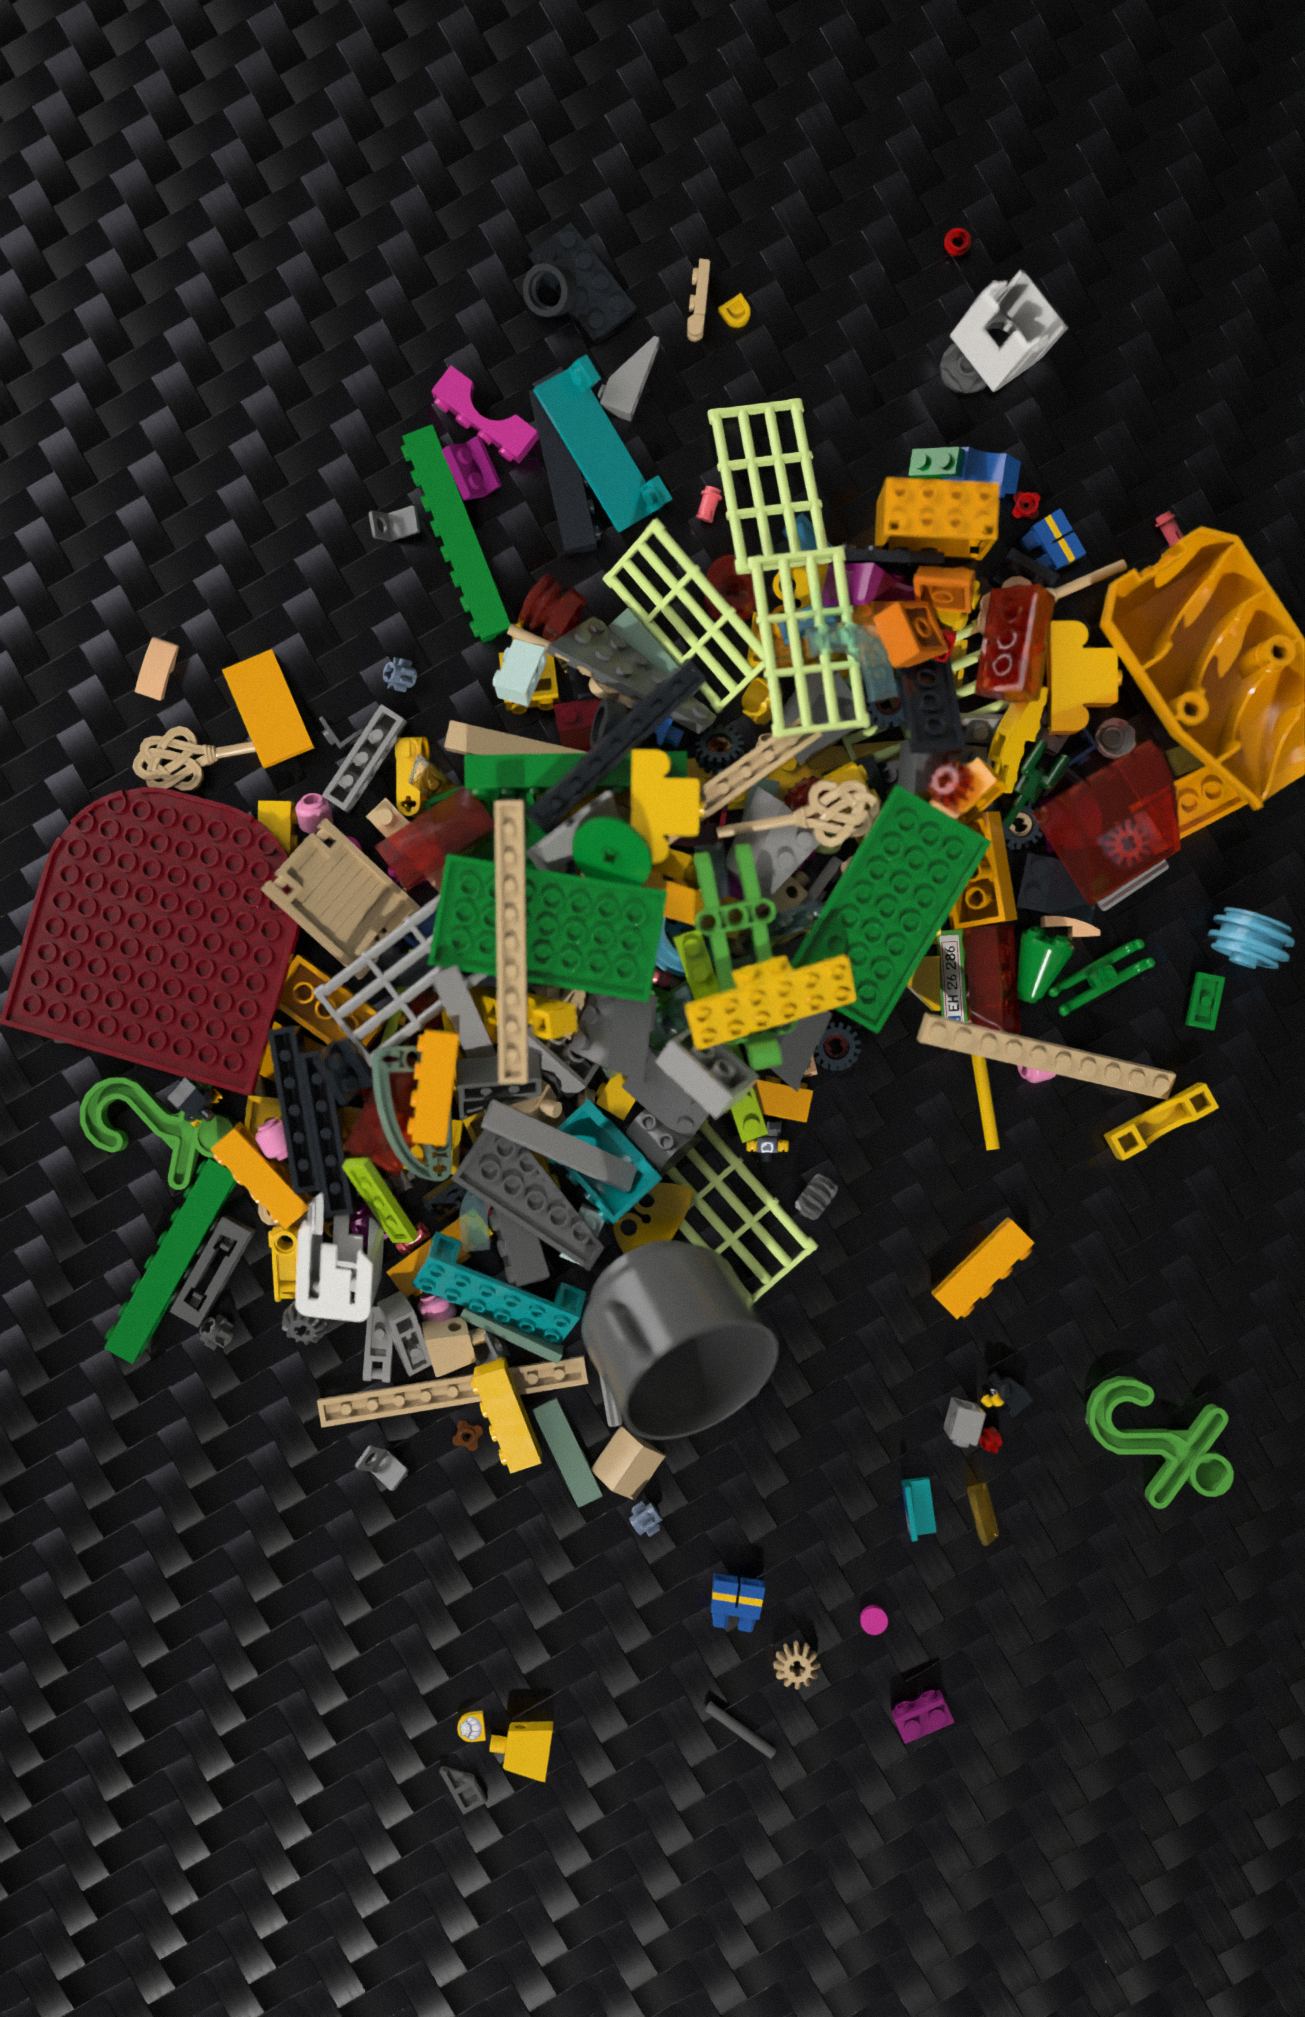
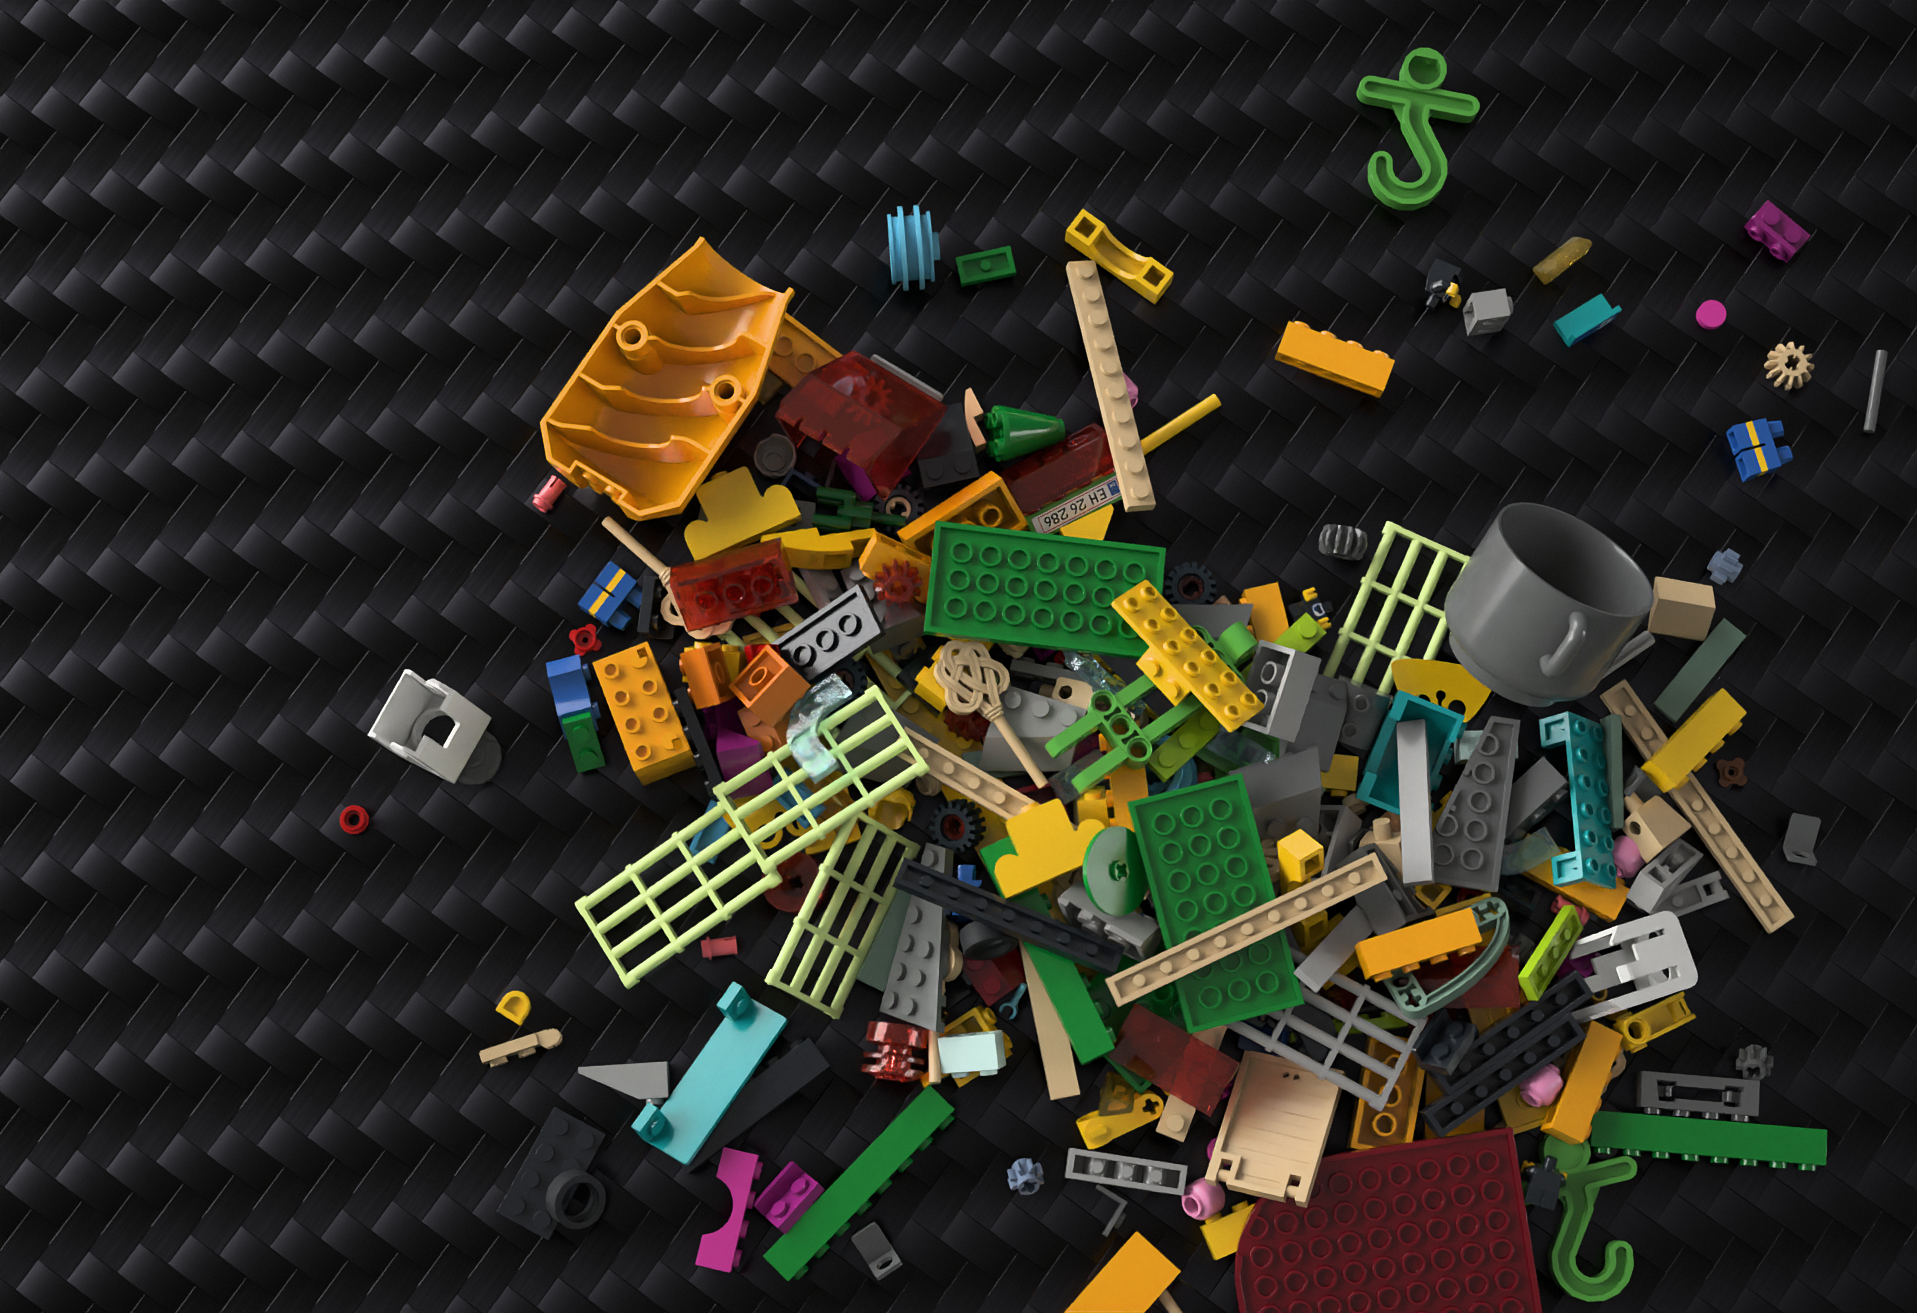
camera: 110 degrees left, 10 degrees down
(303, 1327) = (1709, 981): dark grey gear -> none
(549, 730) = (1014, 1000): none -> medium azure hand
(990, 1439) = (1490, 280): red plate -> none
(1100, 976) = (1007, 372): green piece -> none

